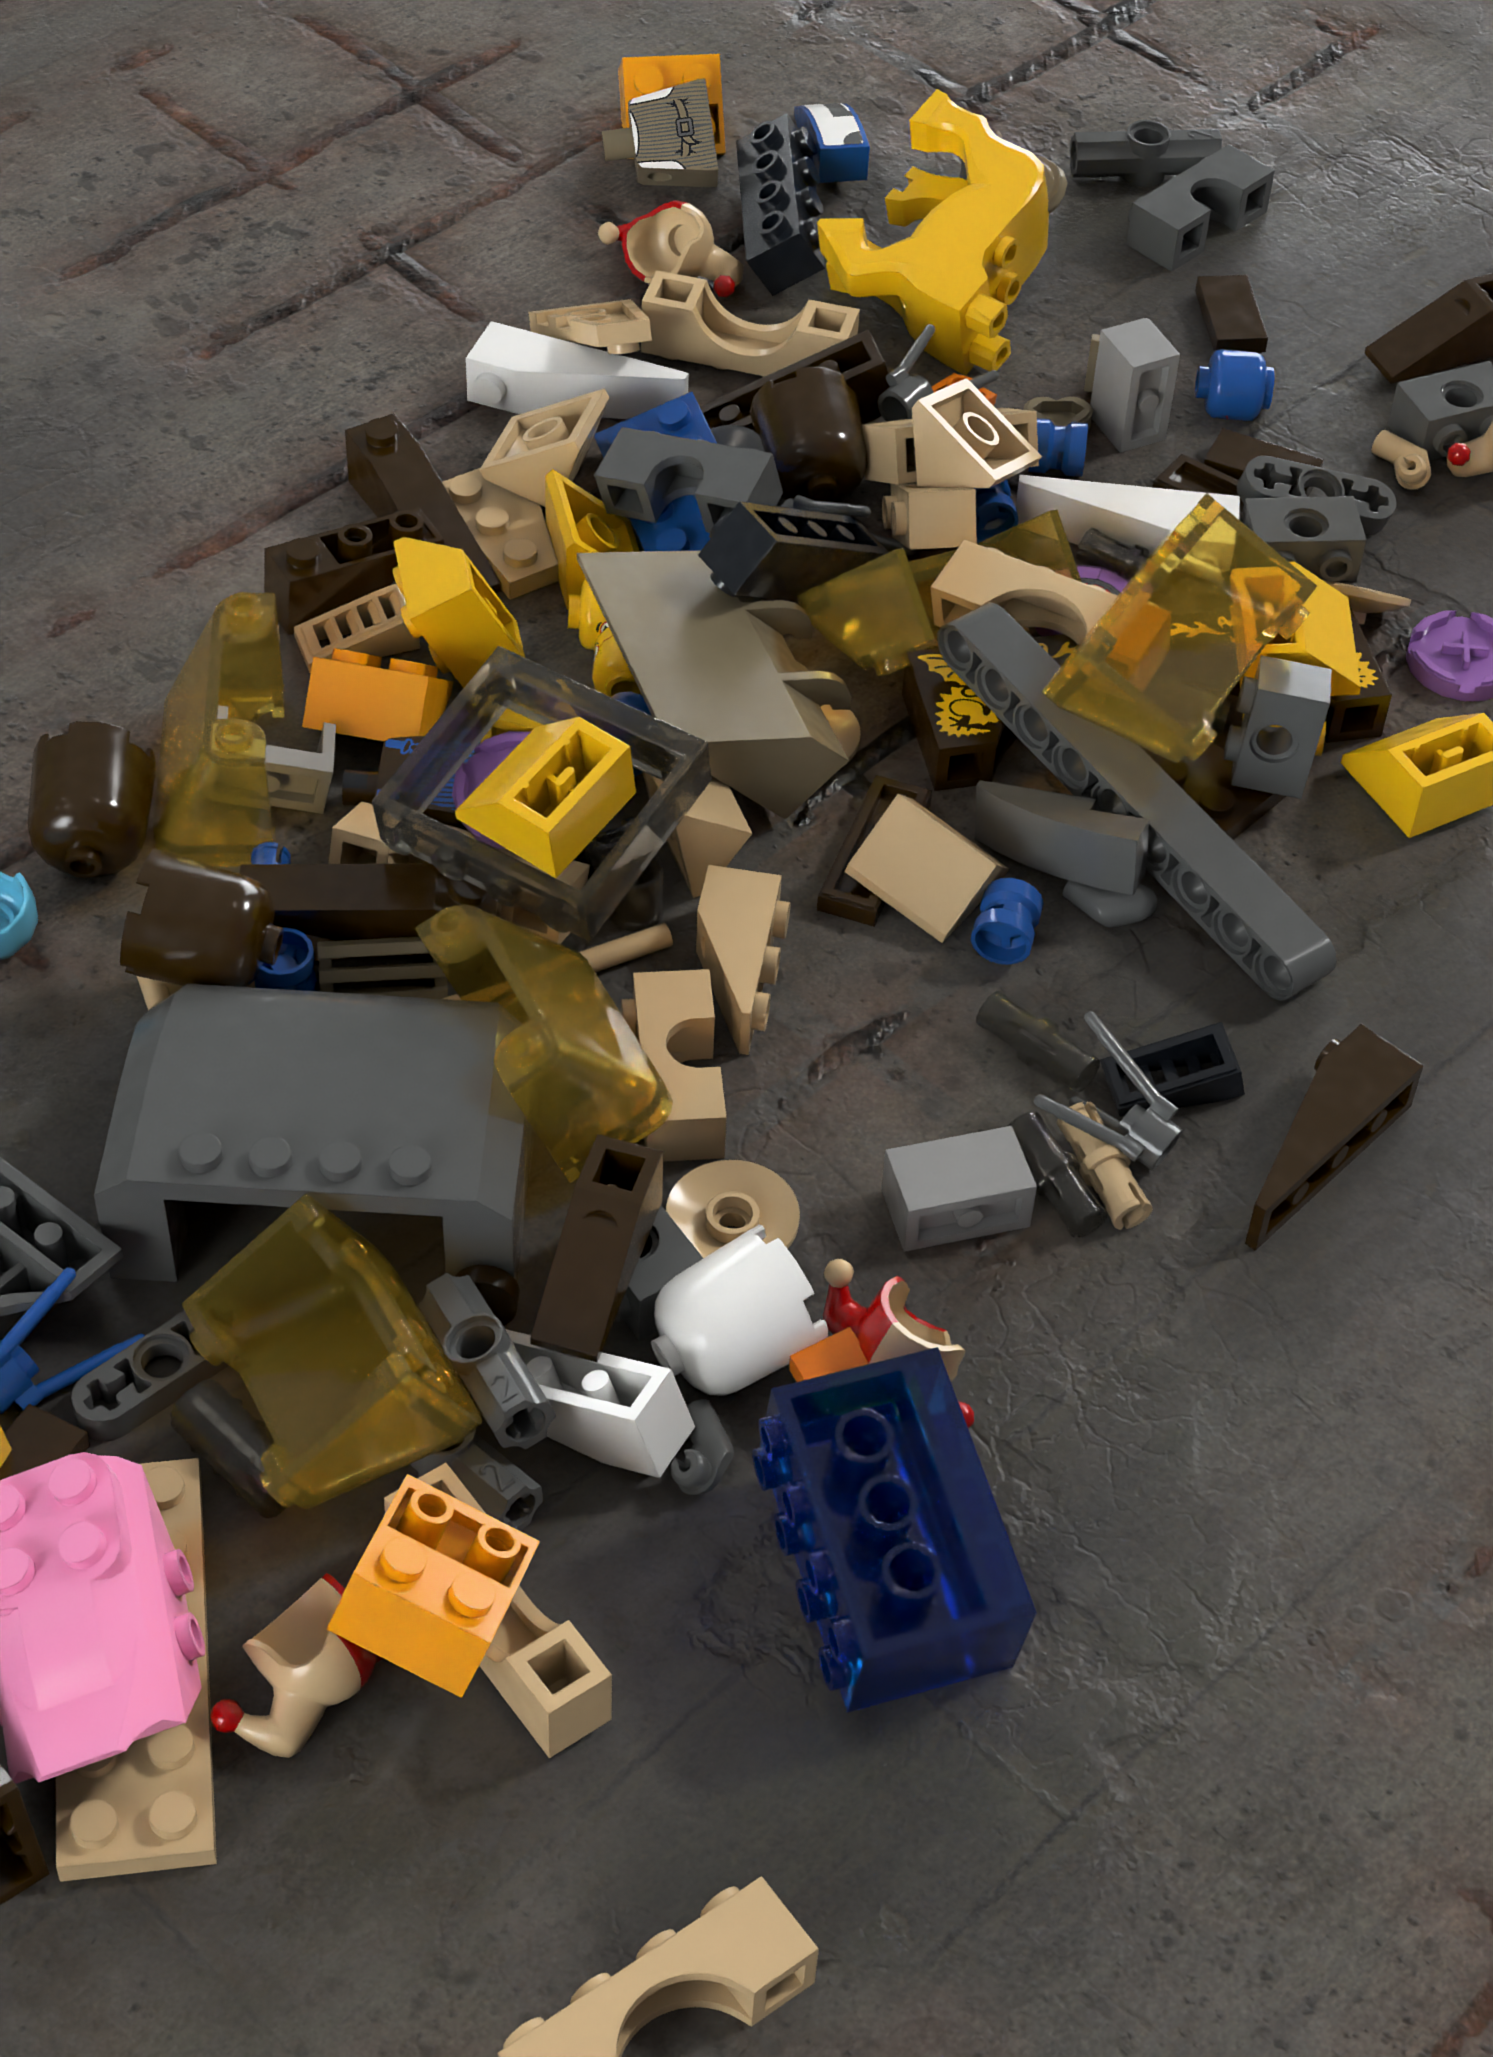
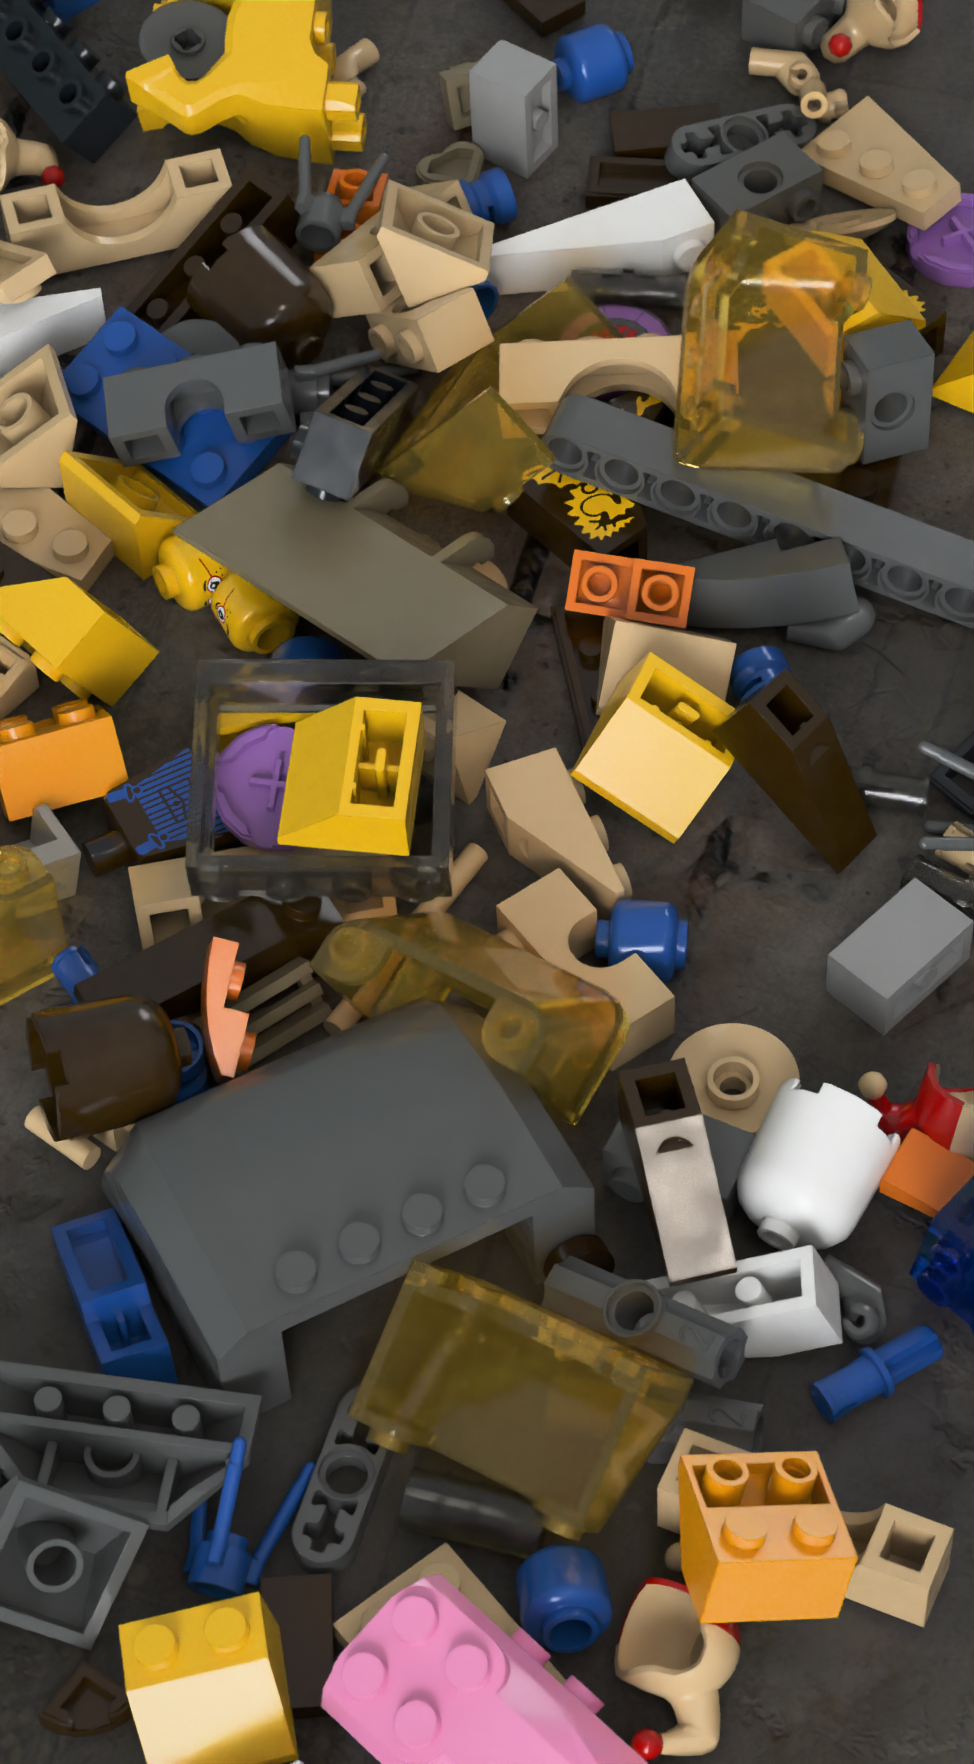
camera: 25 degrees left, 5 degrees up
(78, 1125) = (113, 1298): none -> blue slope
(254, 1555) = (563, 1597): none -> blue head
(323, 957) = (224, 1029): none -> orange slope
(673, 1519) = (875, 1372): none -> blue axle
(752, 1065) = (648, 930): none -> blue head
(870, 917) = (657, 747): none -> yellow slope
(893, 216) = (182, 25): none -> dark grey piece
(942, 783) = (630, 588): none -> orange slope
(975, 988) = (800, 765): none -> dark brown slope
(1031, 308) = (356, 61): none -> tan arm
(1412, 492) = (820, 104): none -> tan arm
(1430, 564) = (883, 166): none -> tan wing

